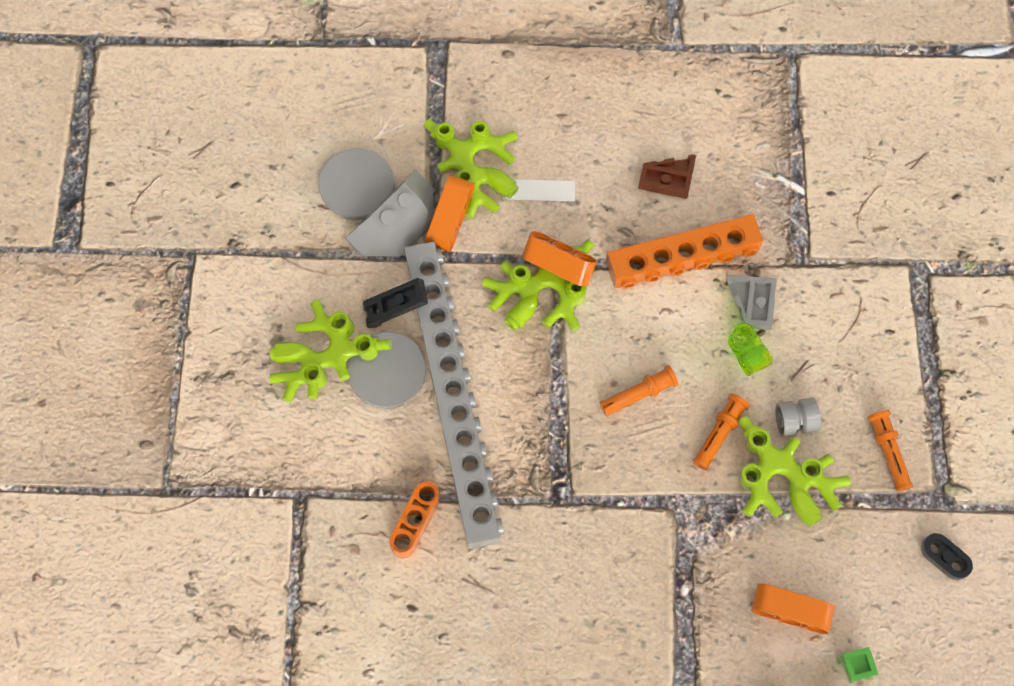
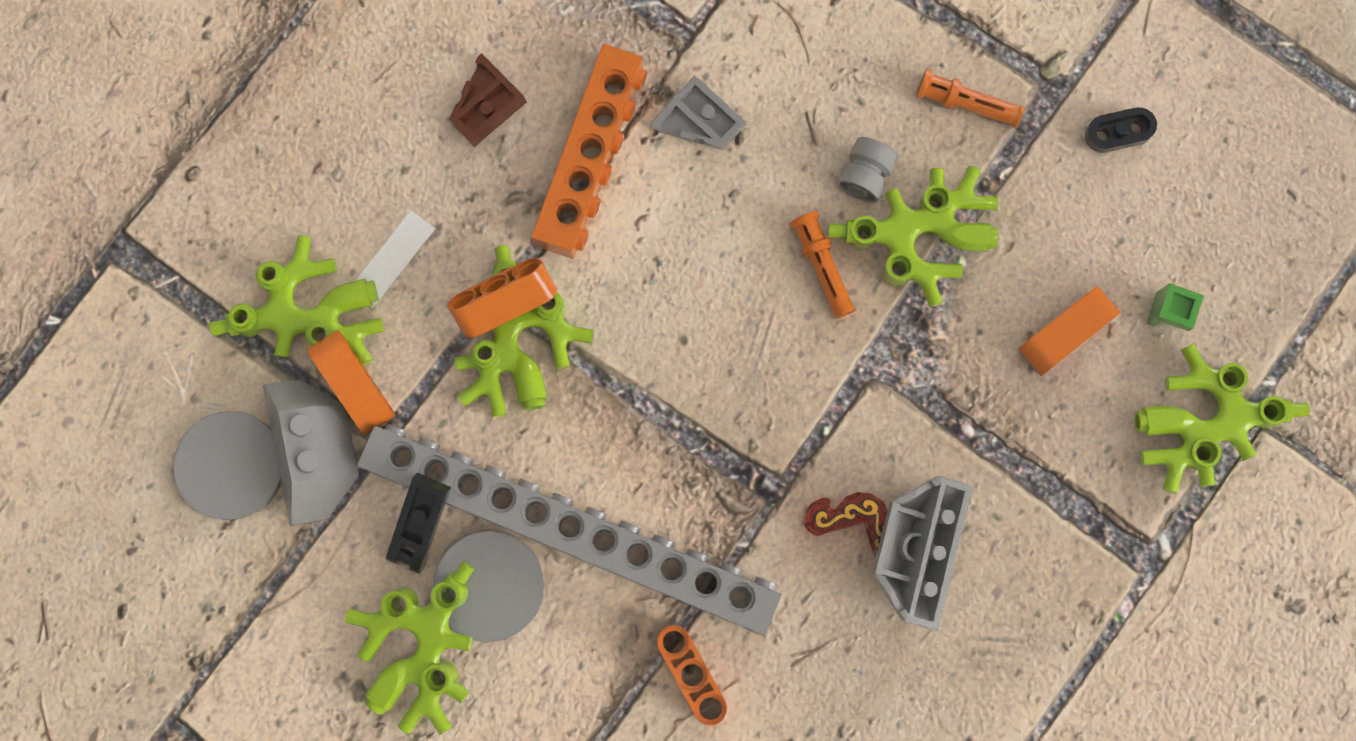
camera: 55 degrees left, 10 degrees up
(580, 548) = (852, 510): none -> clear red animal
(586, 601) = (921, 549): none -> light grey wedge
(649, 386) = (718, 302): orange pin -> none
(750, 352) = (757, 164): clear neon green piece -> none

